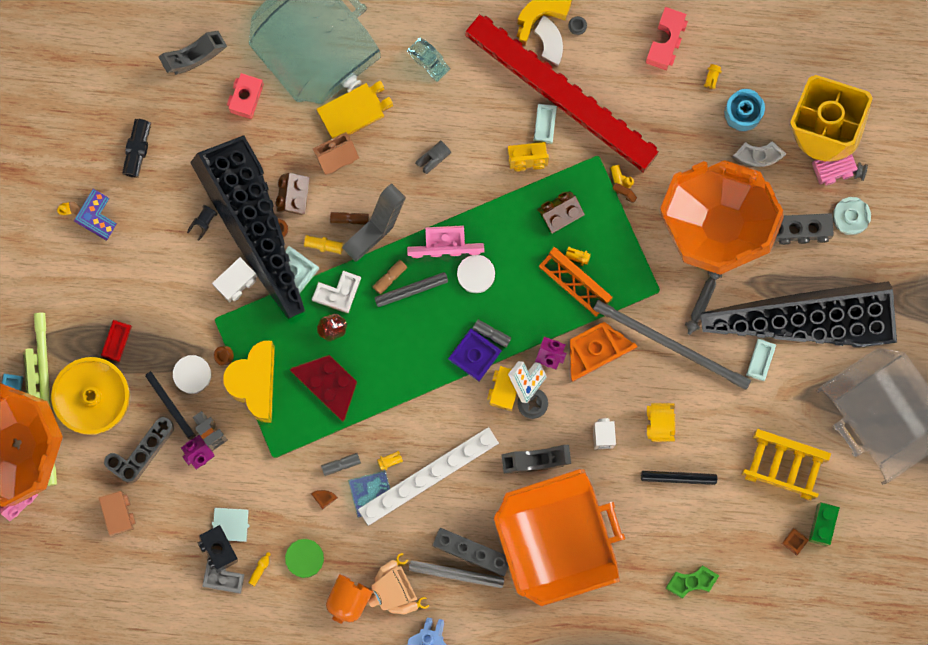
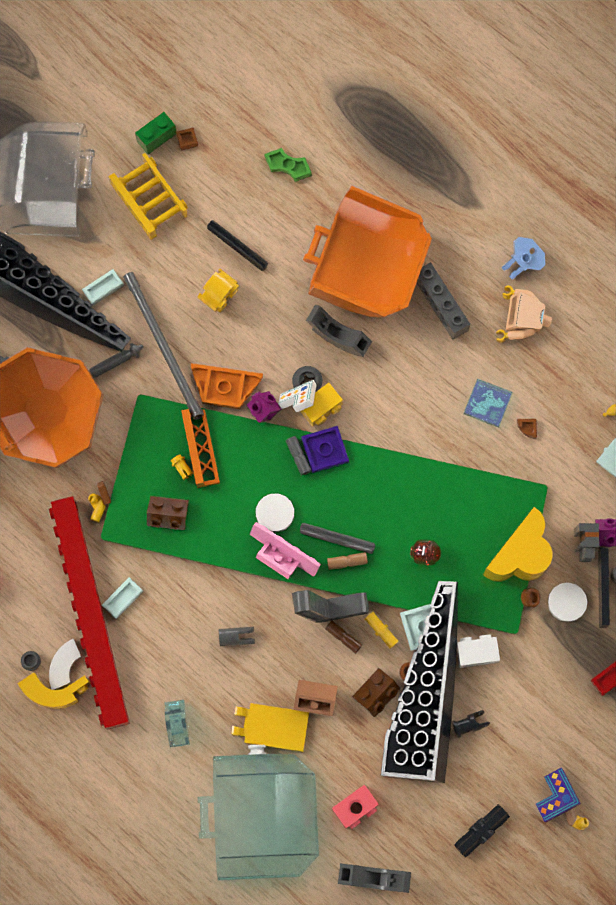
camera: 140 degrees left, 5 degrees down
(304, 558) = (577, 391): bright green tile -> none
(328, 383) = (460, 511): dark red wing -> none
(338, 465) = (498, 443): dark grey piece -> none
(340, 297) = (398, 574): white tile -> none
(347, 600) = (566, 332): orange cylinder -> none
(389, 460) = (456, 417): yellow pin -> none
(428, 476) = (433, 382): white plate -> none
(456, 574) = (466, 296): light grey axle -> none
(528, 156) = (158, 579): yellow bracket -> none
(604, 434) = (271, 312): white piece -> none

